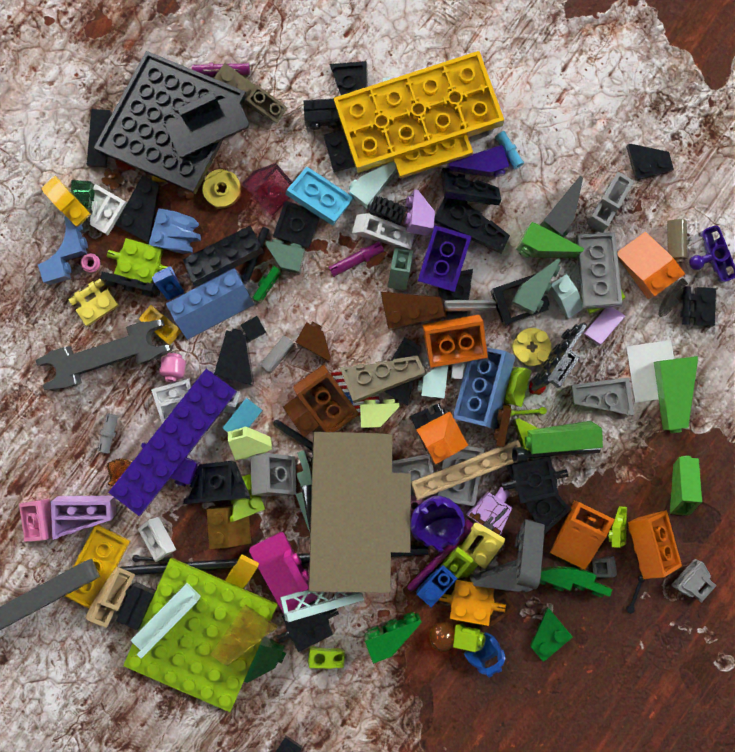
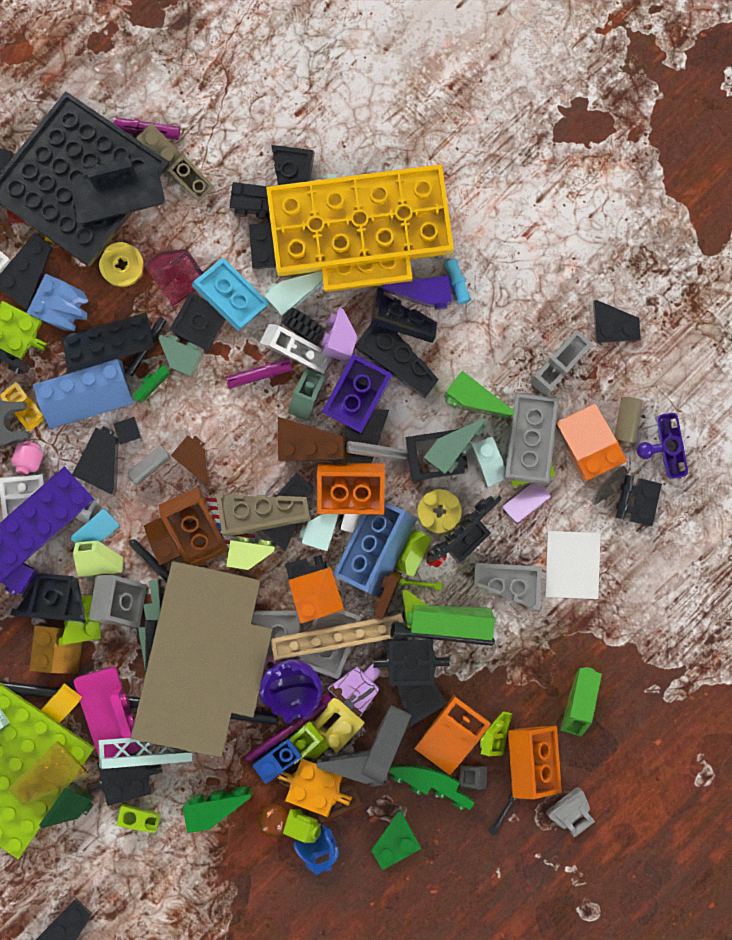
camera: 10 degrees right, 0 degrees up
(168, 283) = (40, 361): blue slope -> none
(564, 212) = (499, 368): dark grey slope -> none
(675, 391) = (591, 592): bright green slope -> none

